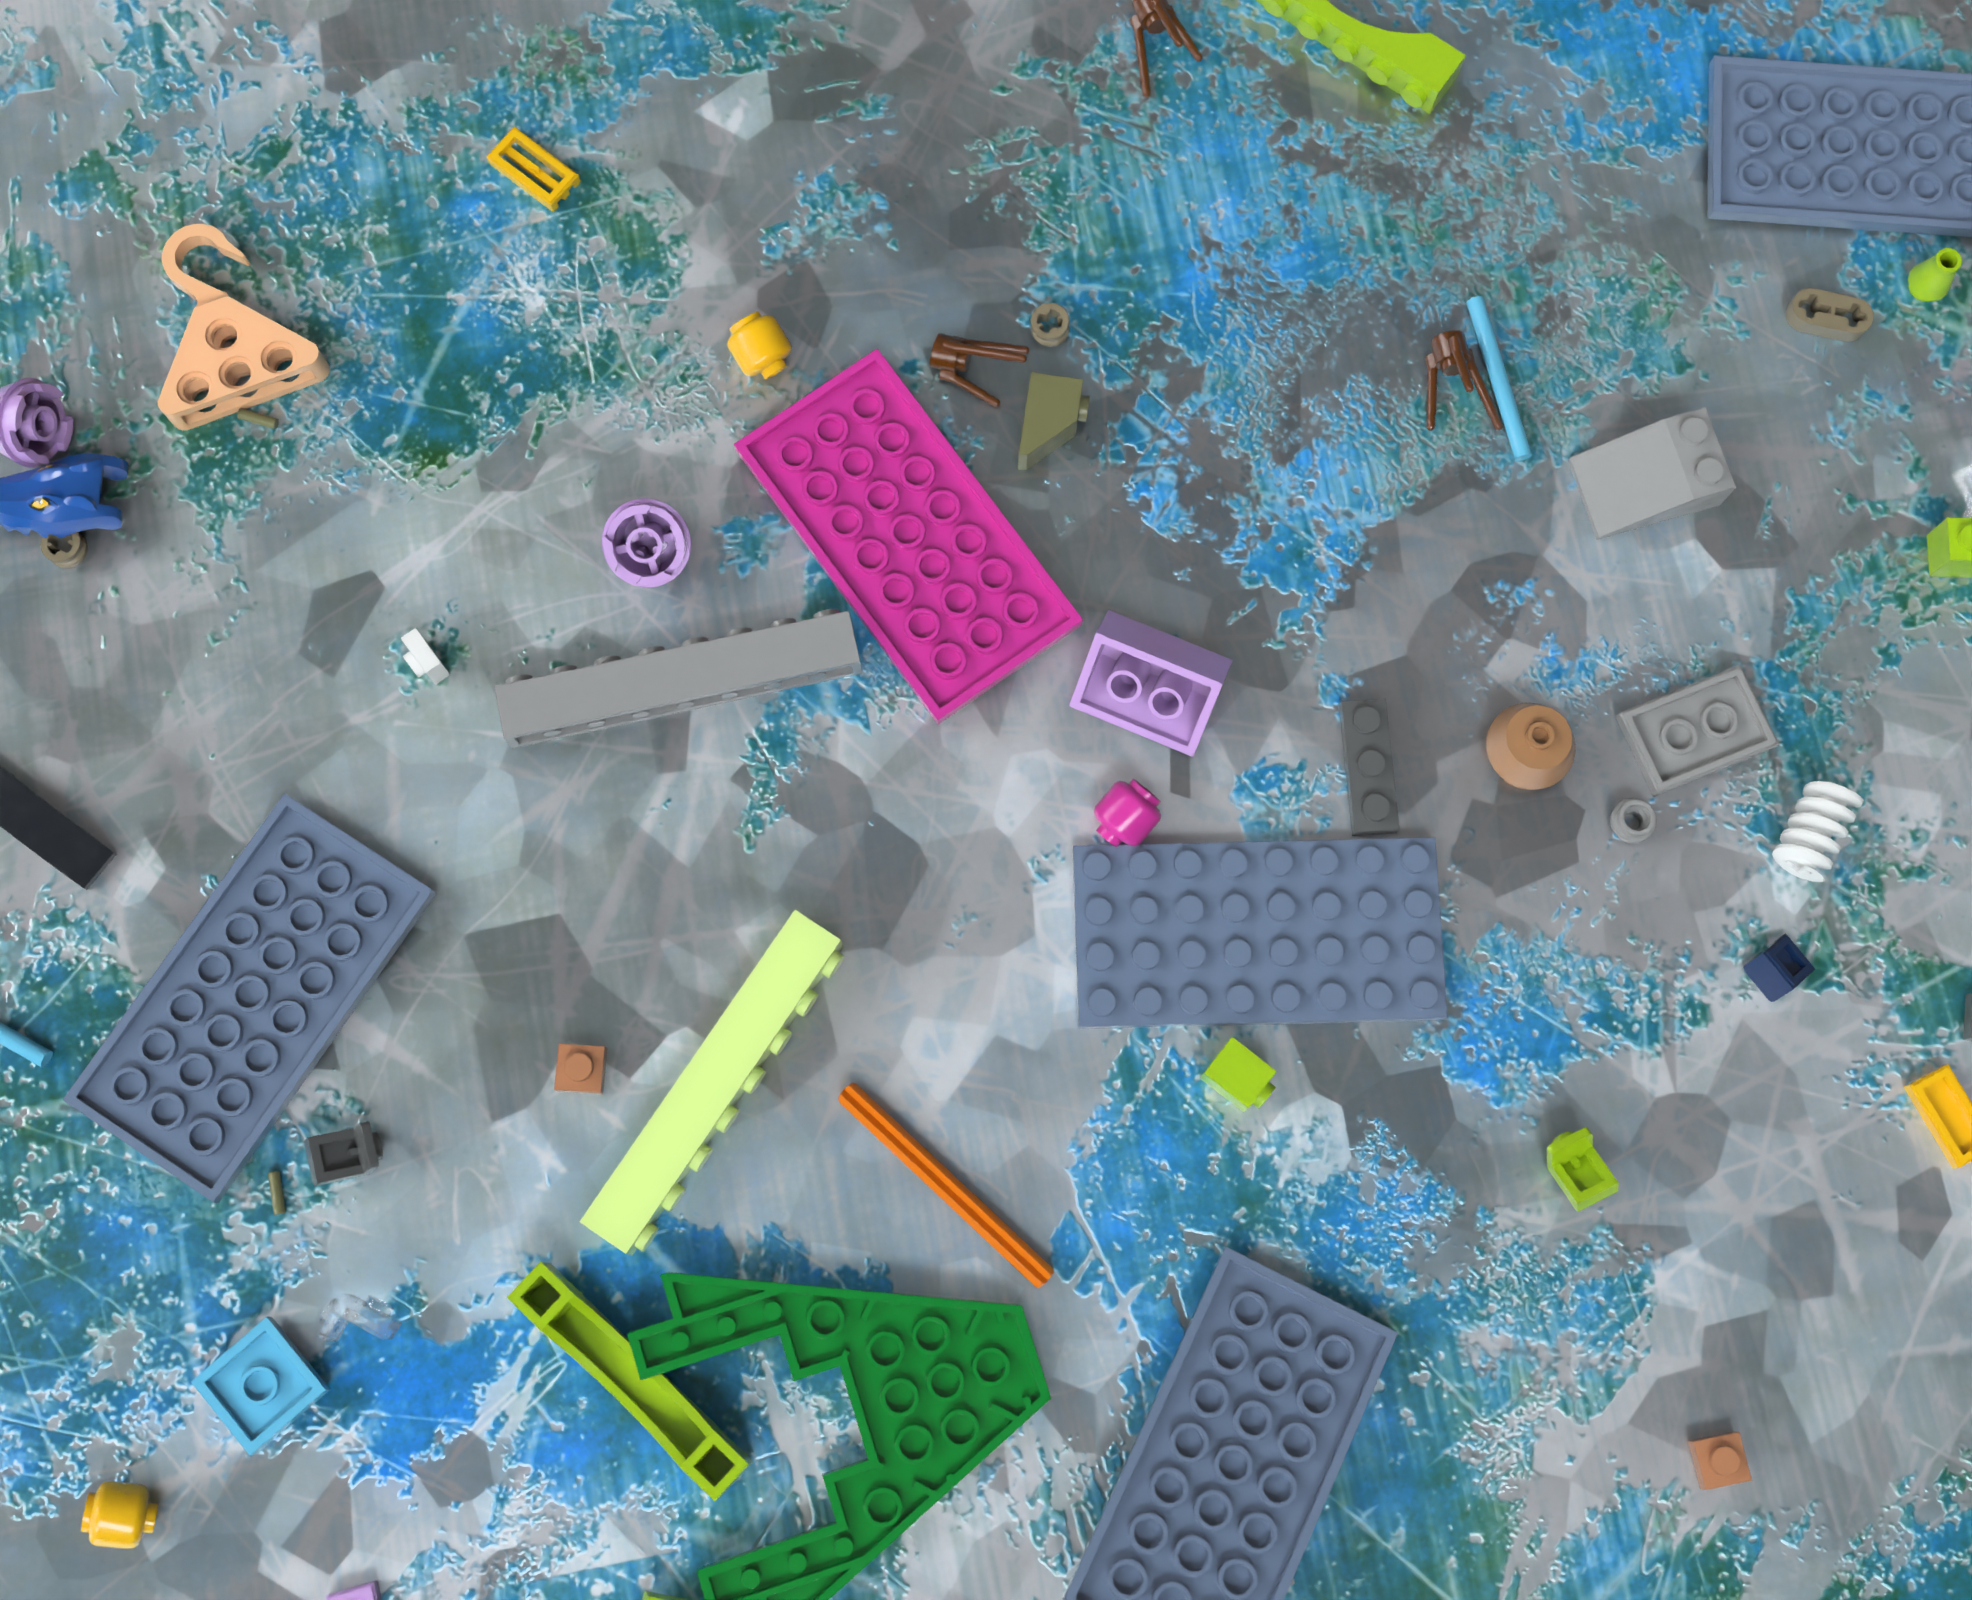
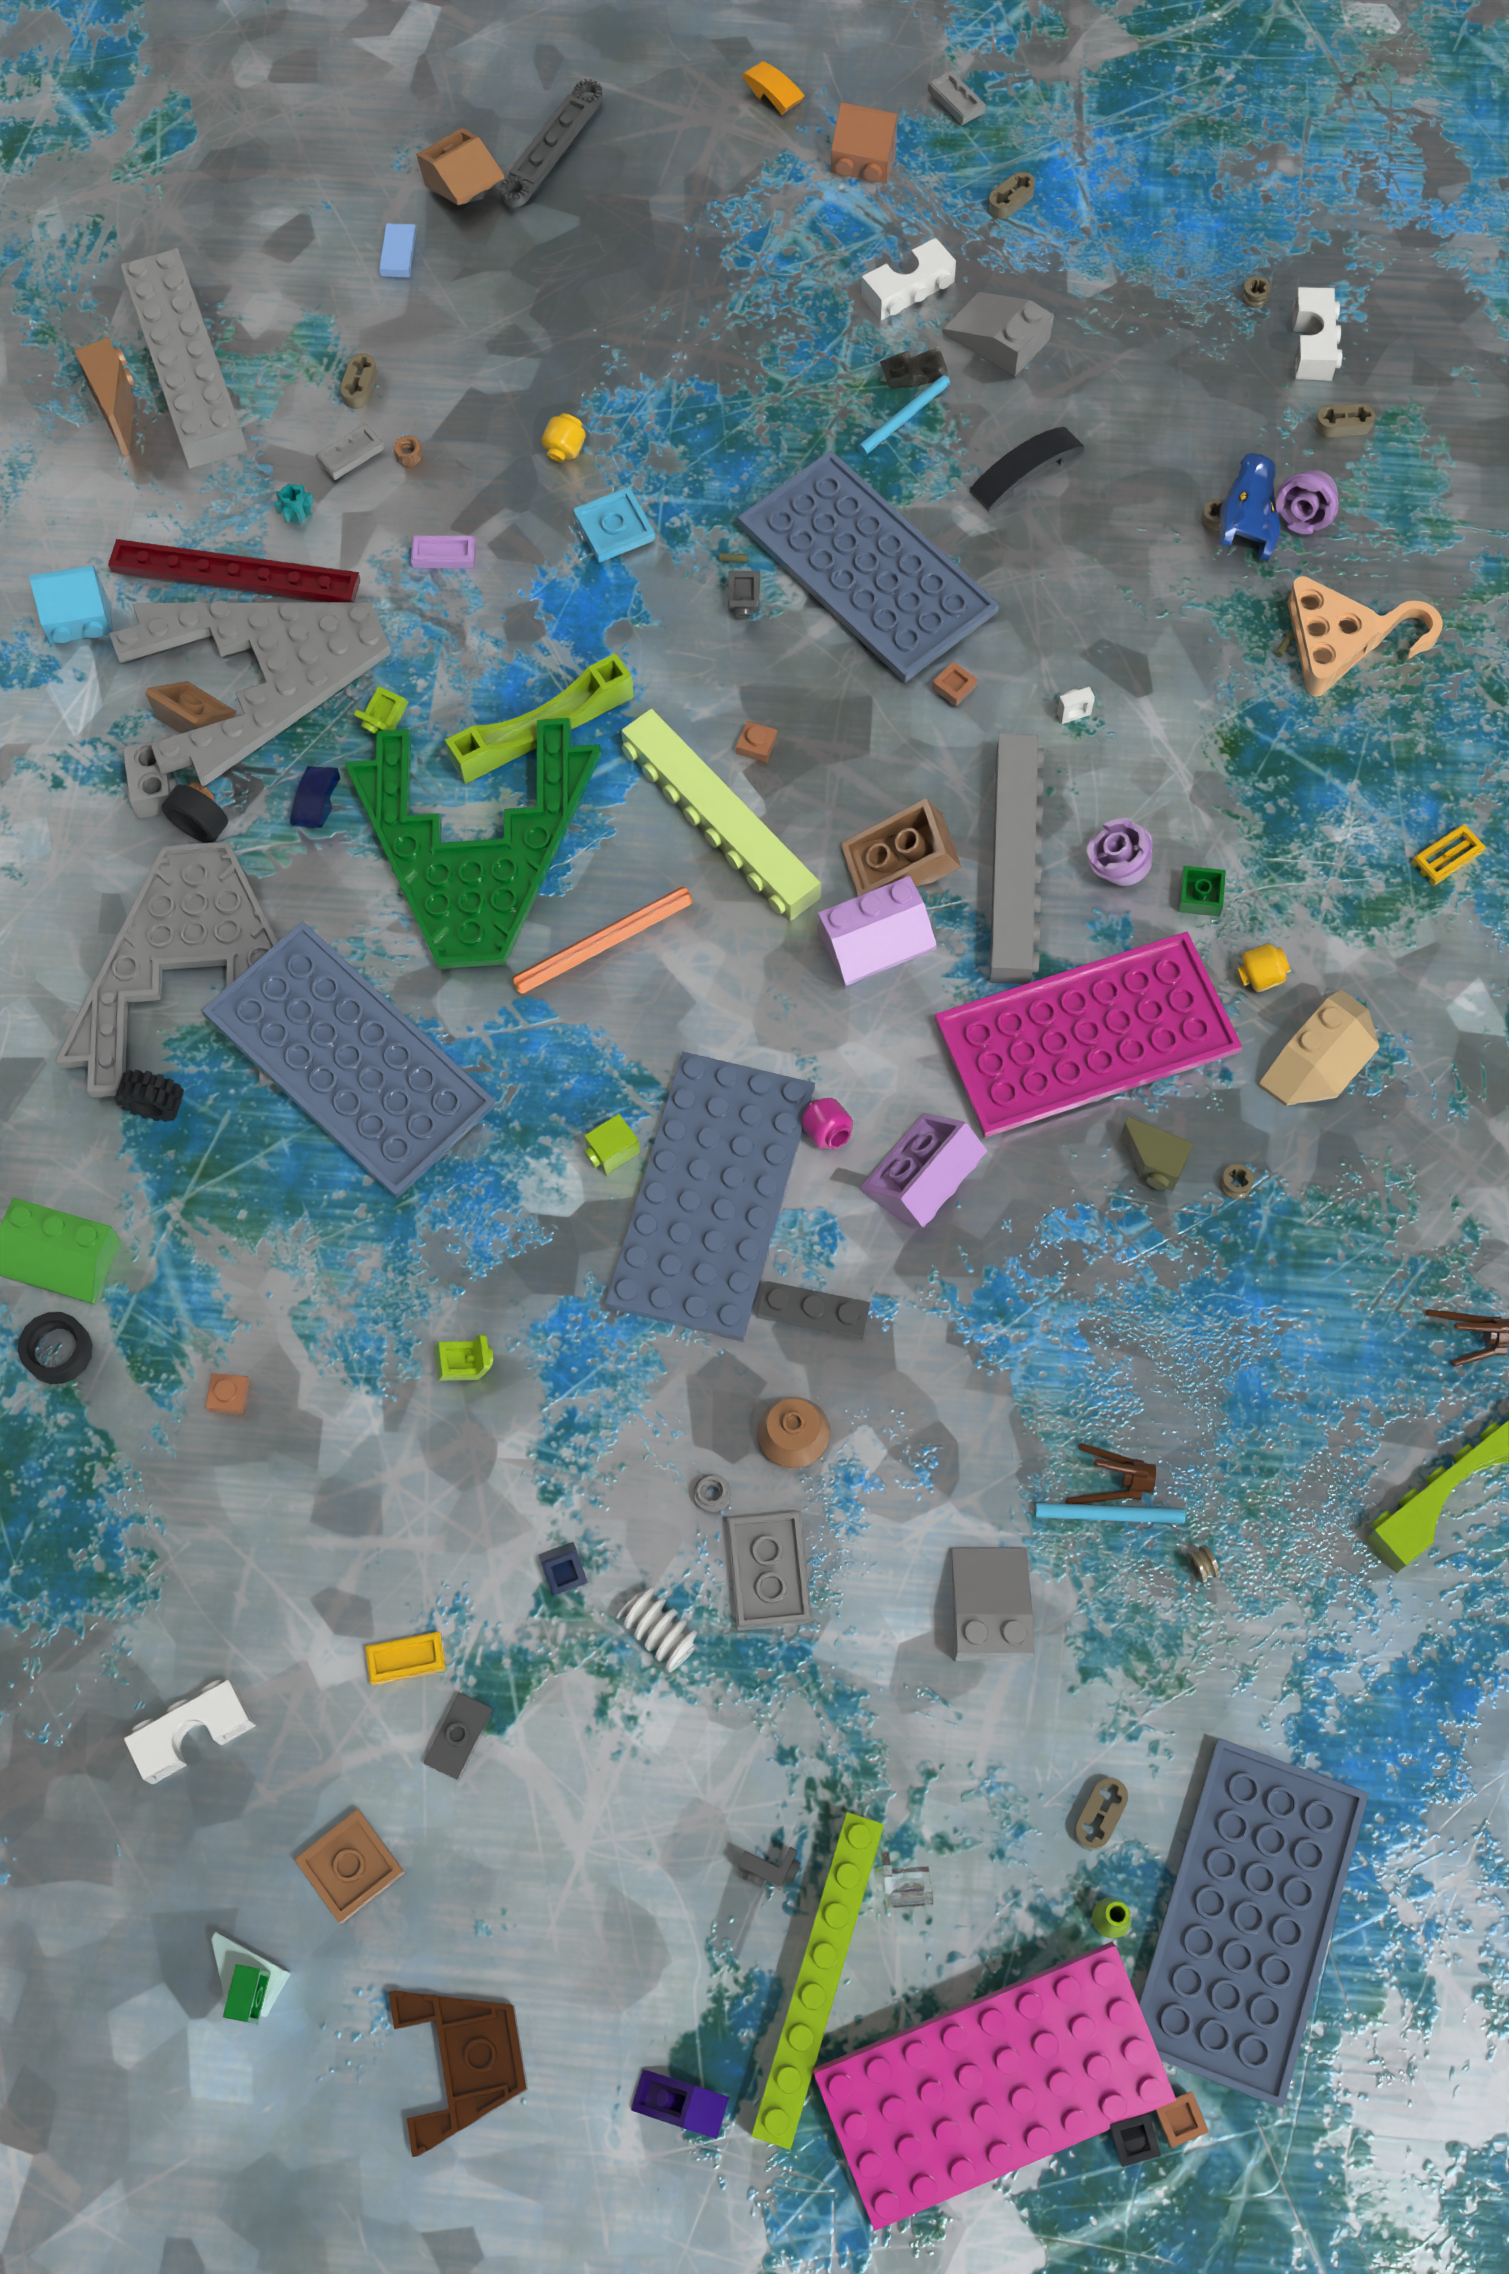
camera: 110 degrees right, 10 degrees down
(370, 1315) = (637, 584): clear bracket -> none
(426, 823) = (954, 684): none -> nougat plate
(665, 443) = (1201, 891): none -> green piece
(712, 826) = (902, 846): none -> medium nougat slope
(837, 825) = (876, 930): none -> lavender slope
(852, 258) = (1323, 1053): none -> tan wedge
(955, 353) = (1223, 1102): reddish brown plant -> none
(1527, 266) = (1203, 1564): none -> dark tan bush

